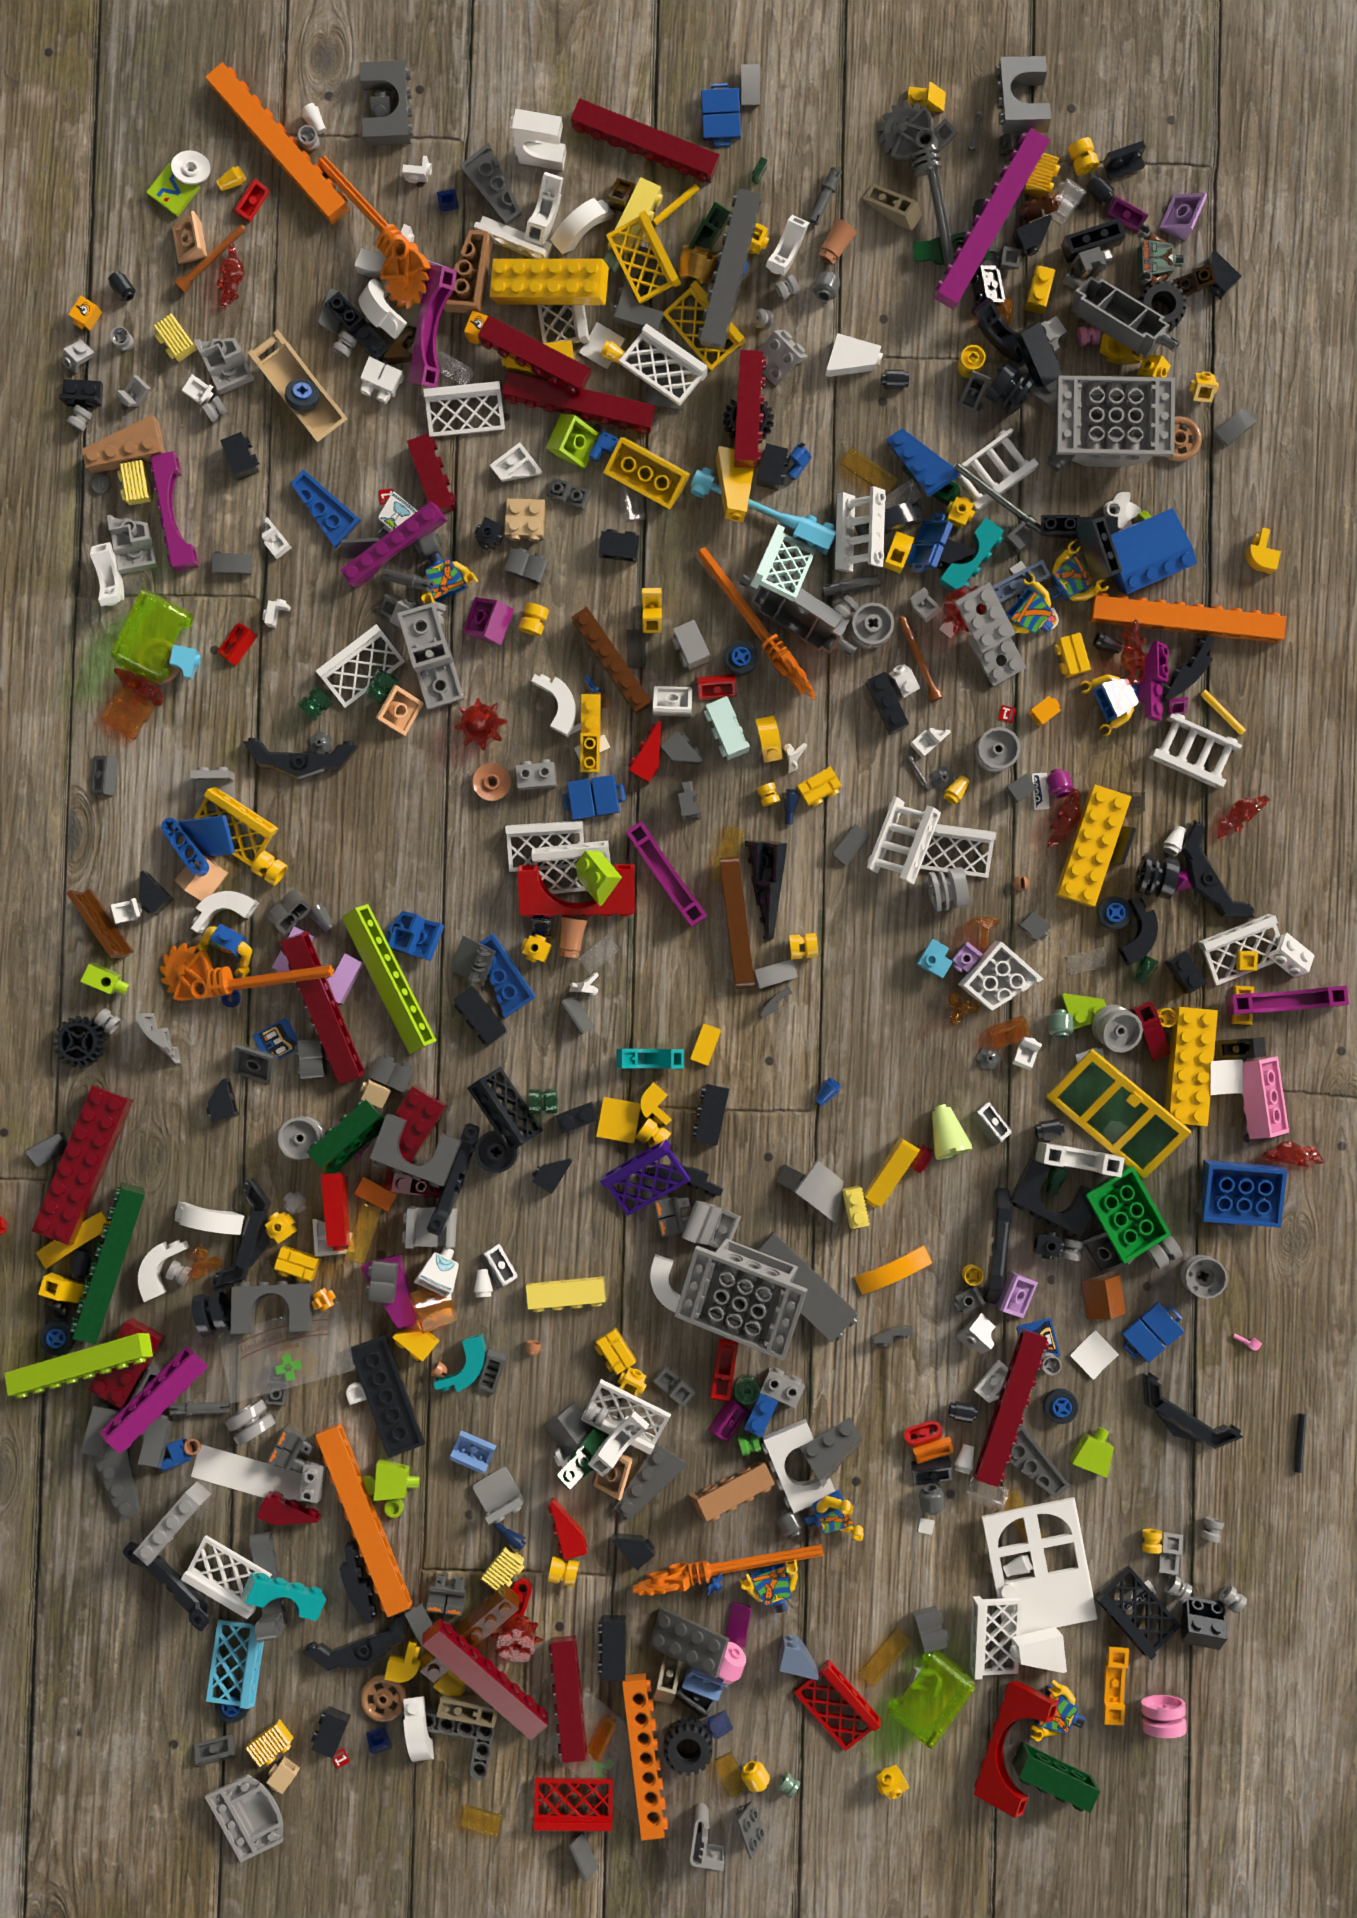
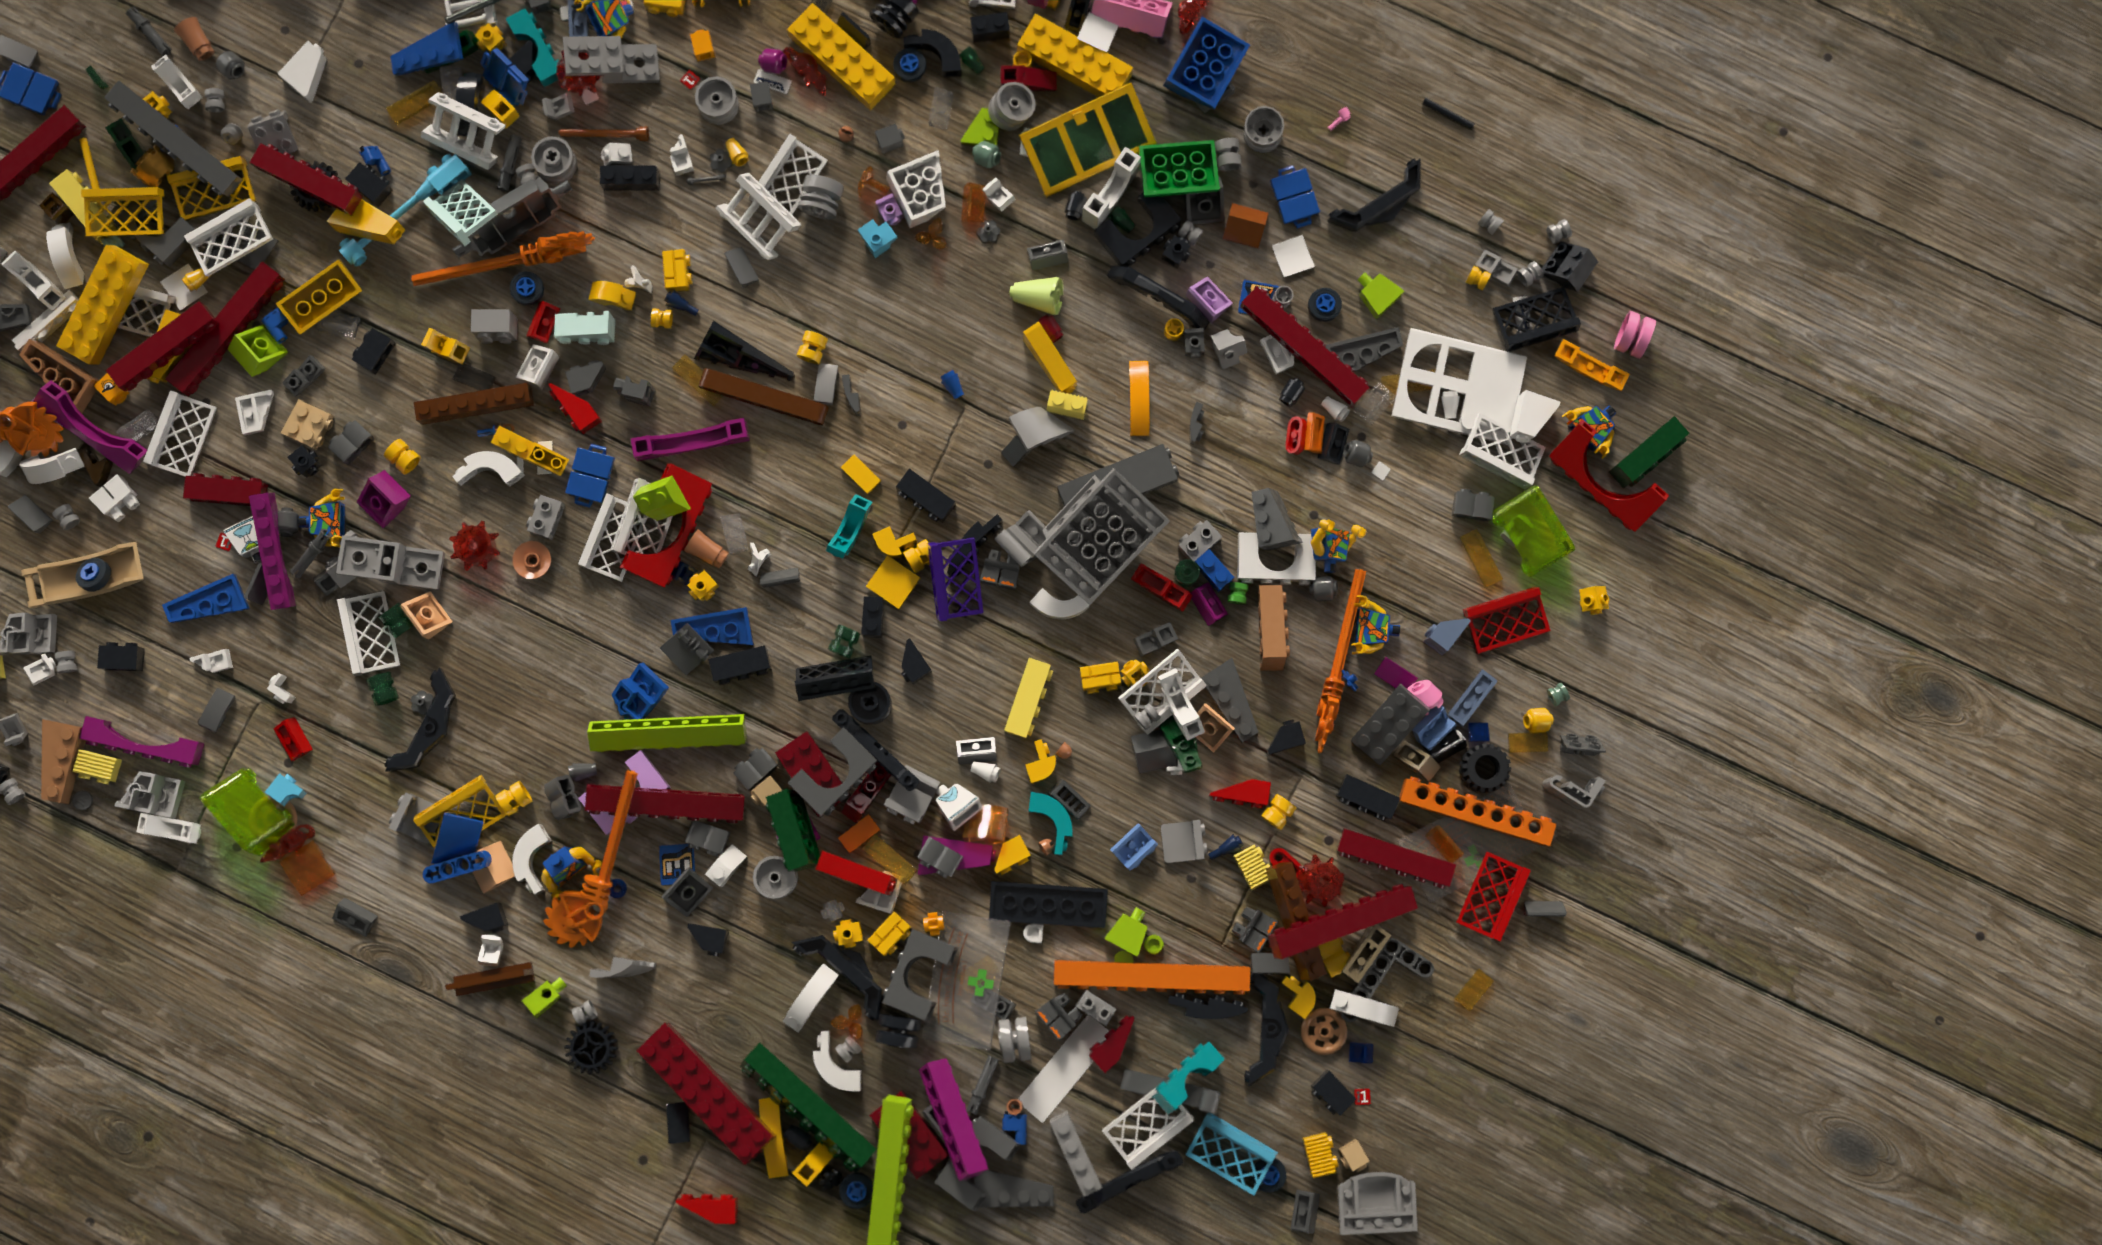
camera: 75 degrees left, 5 degrees down
(293, 1087) = (726, 865): none -> white slope
(357, 326) = (52, 498): black slope -> none
(508, 1335) = (1042, 768): none -> yellow brick
(749, 1705) = (1472, 697): none -> sand blue plate
(895, 379) = (343, 43): black brick -> none

